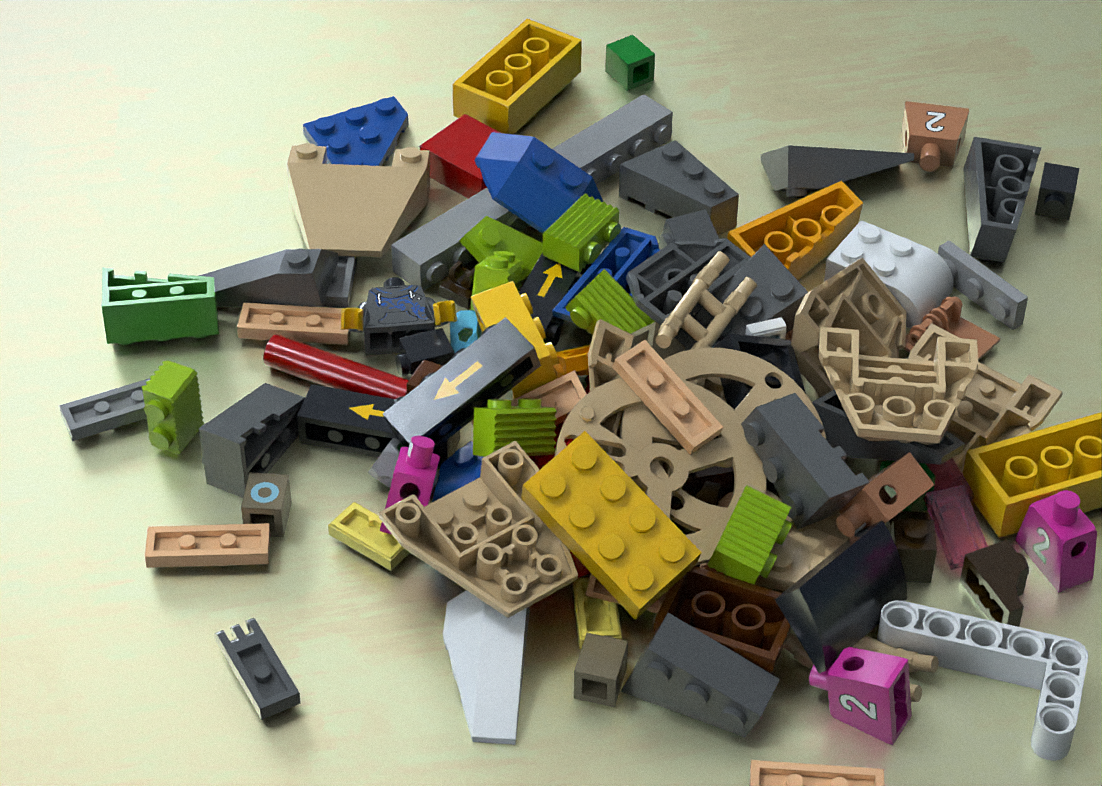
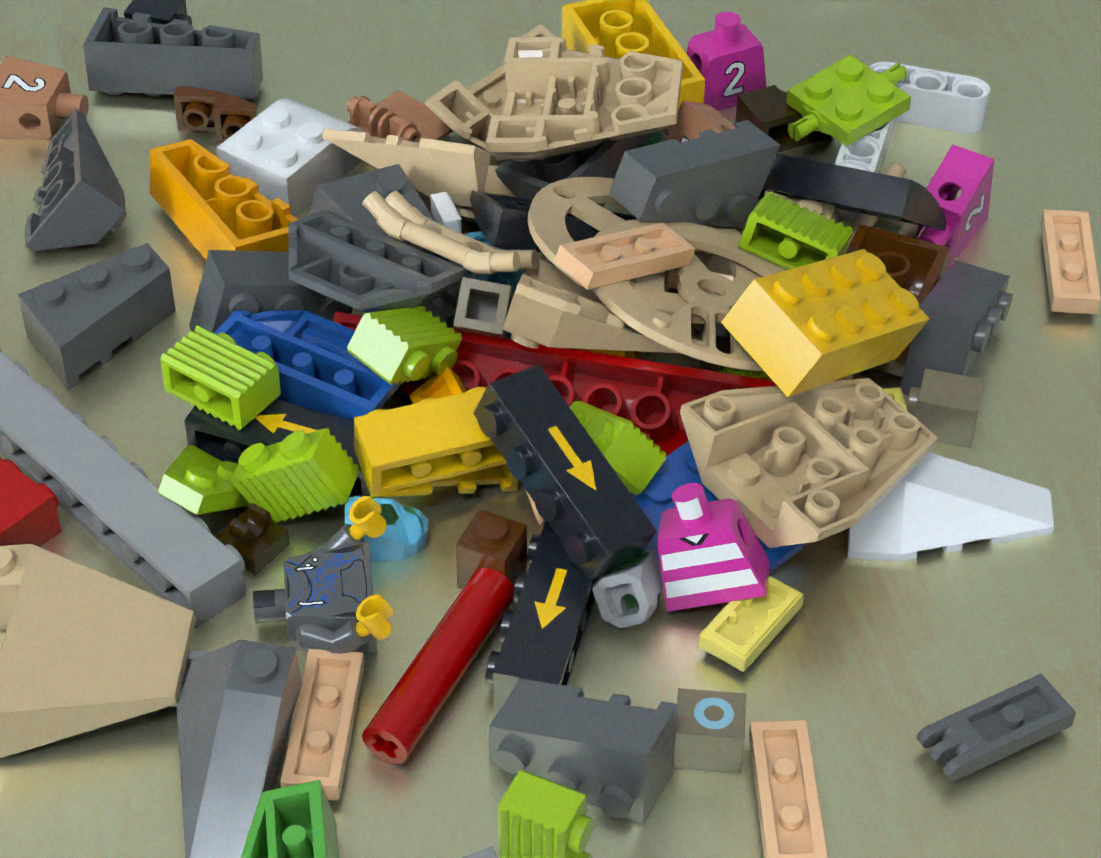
camera: 90 degrees left, 0 degrees up
(427, 346) = (416, 567): black brick -> none
(532, 178) = (102, 417): blue wedge -> none
(933, 226) = (211, 112): none -> reddish brown slope
(984, 286) = (324, 83): light grey plate -> none
(1001, 611) = (847, 100): none -> lime plate

